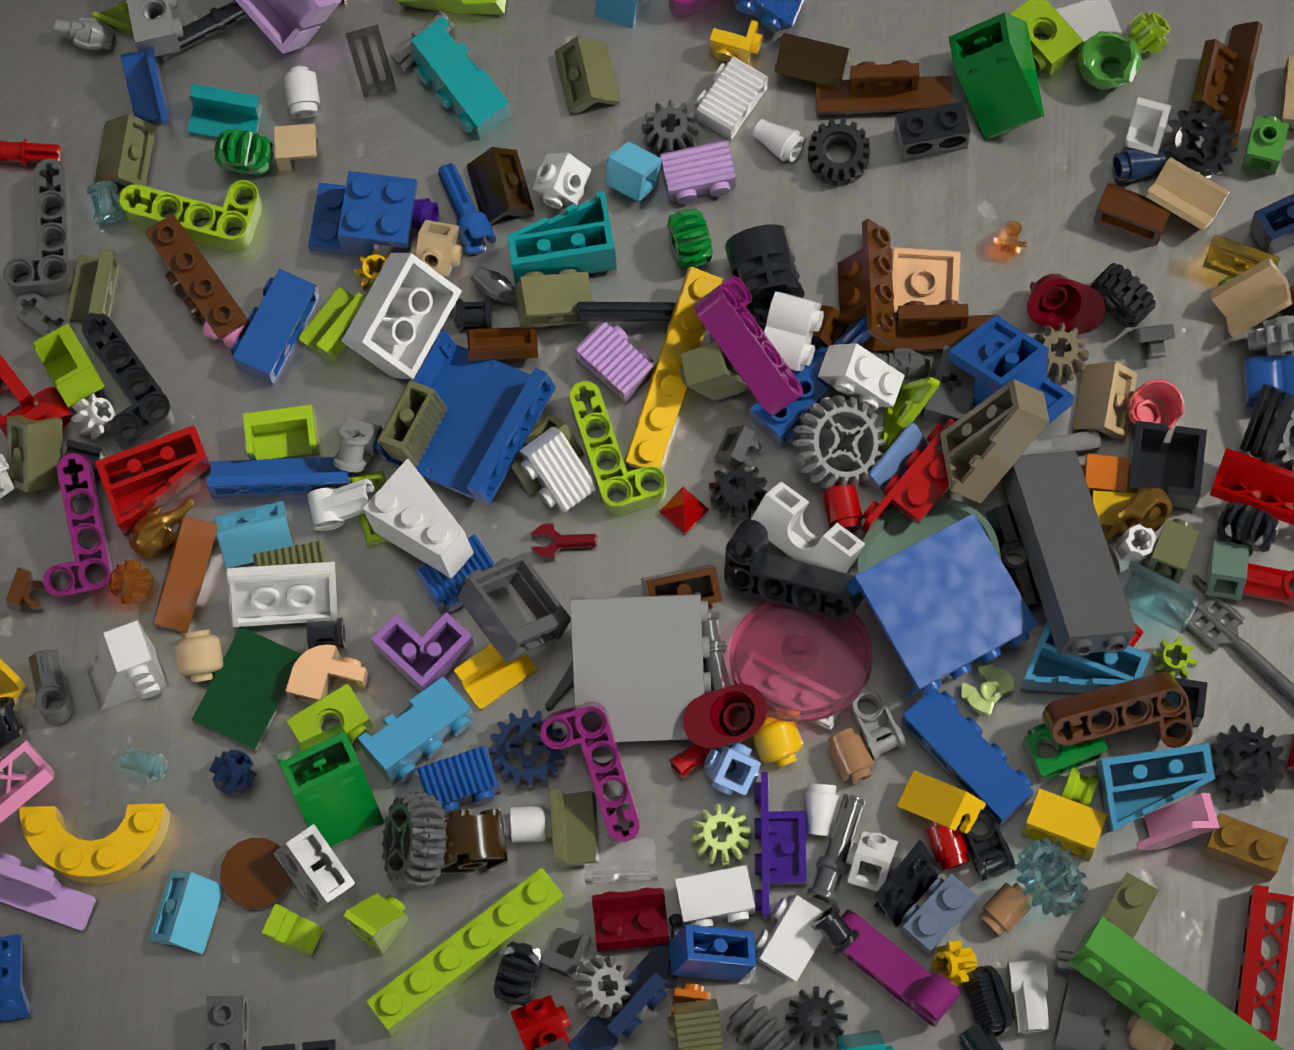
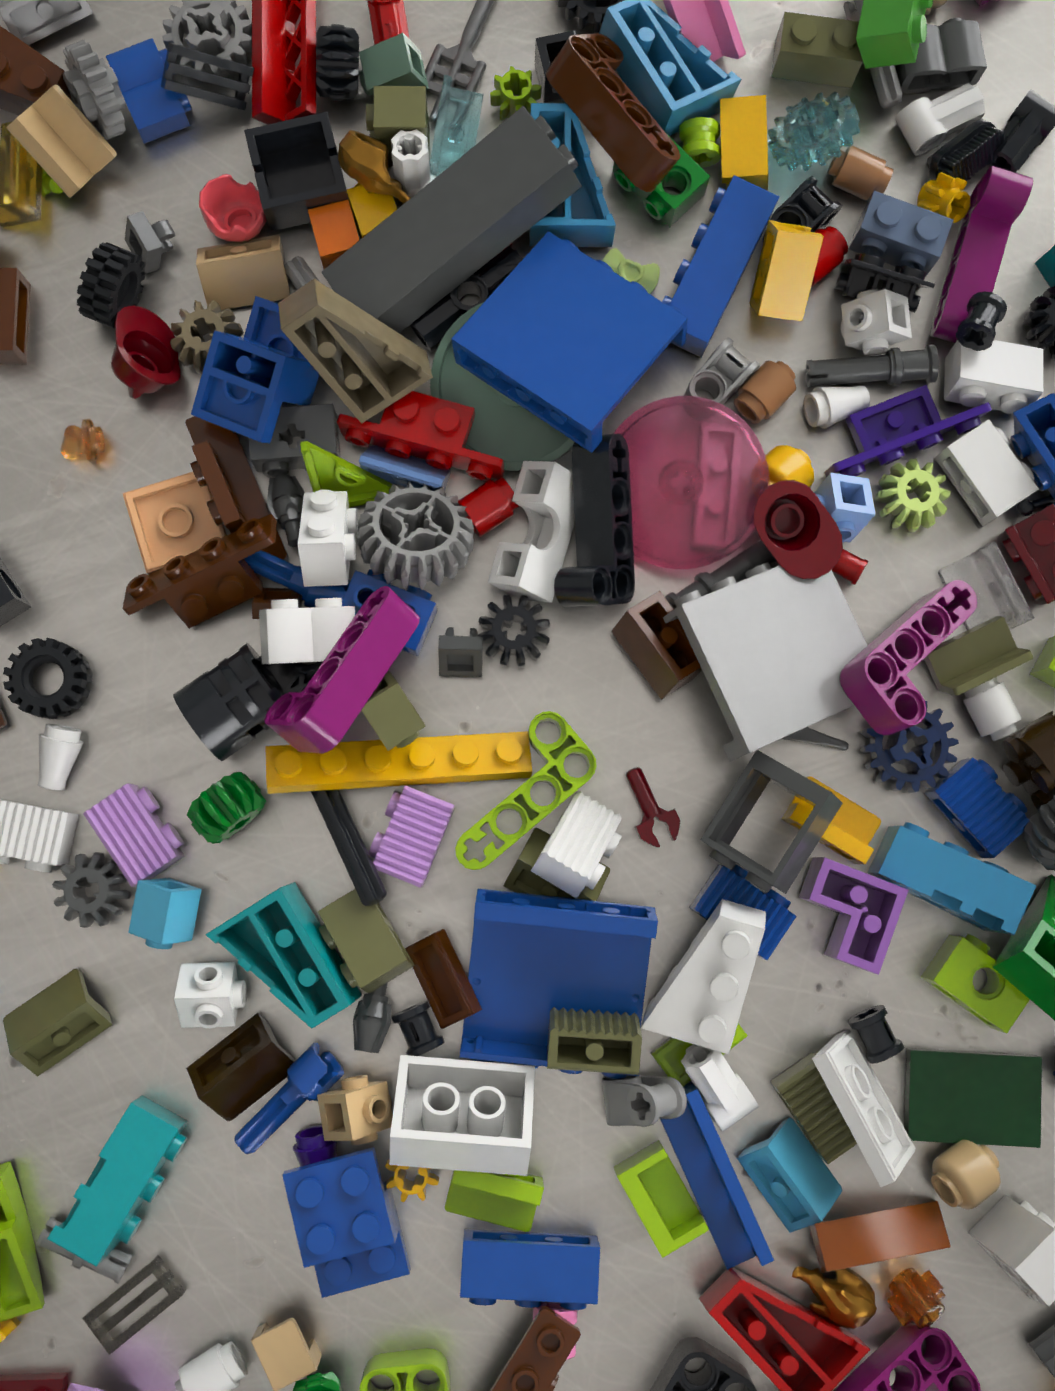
camera: 125 degrees left, 10 degrees up
(318, 668) = (926, 1025): light nougat brick -> none
(684, 510) = (556, 686): red slope -> none

